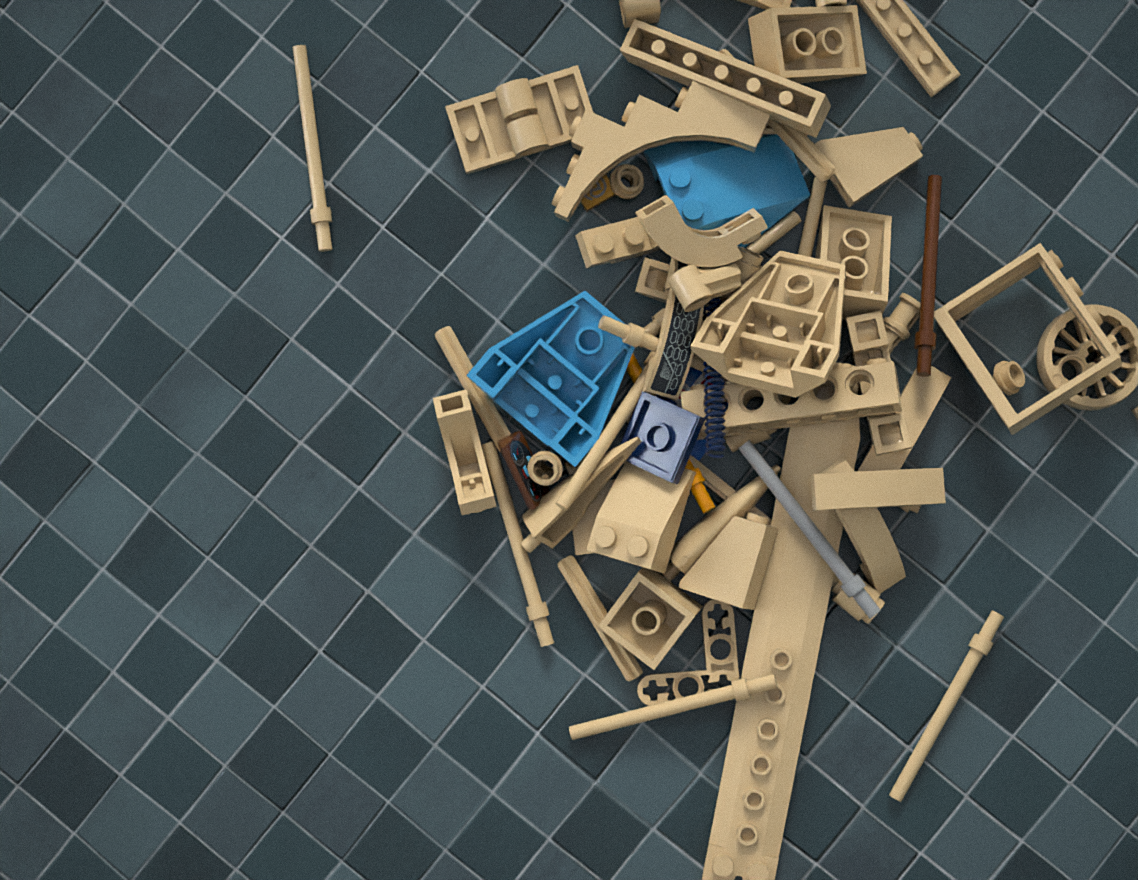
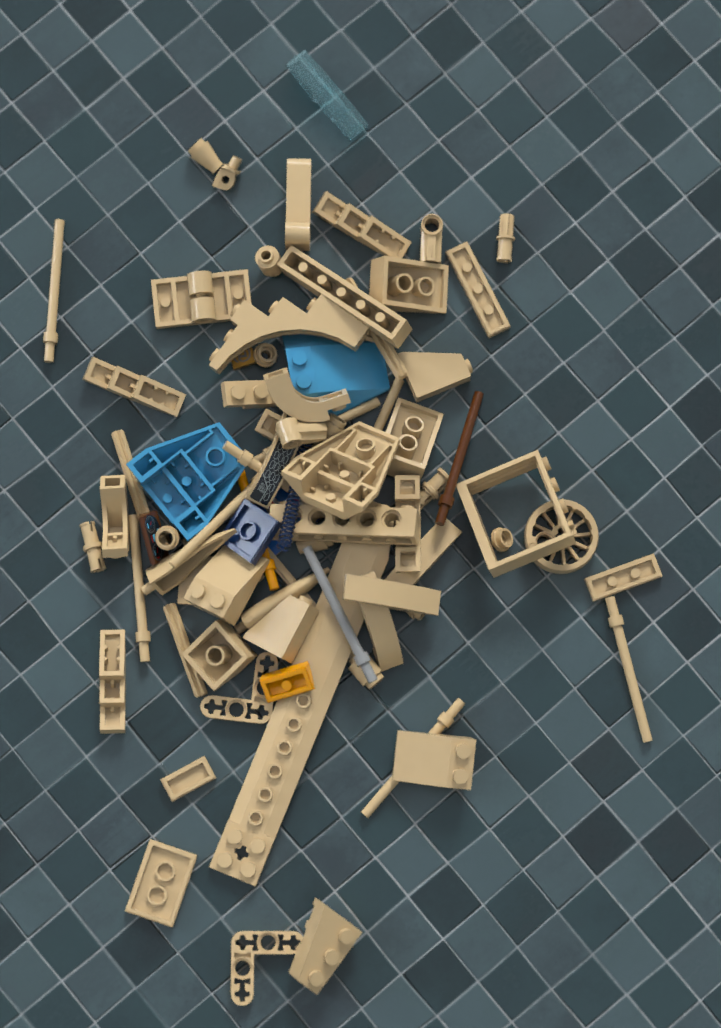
camera: 10 degrees right, 5 degrees down
(441, 499) = (92, 547): none -> tan pin
(452, 262) = (134, 387): none -> tan slope
(508, 682) = (112, 681): none -> tan slope
(605, 46) = (267, 260): none -> tan brick
(640, 796) = (188, 778): none -> tan tile
(739, 690) = (270, 715): tan bar -> none
(754, 637) = (287, 681): none -> light orange slope
(980, 705) = (434, 759): none -> tan slope

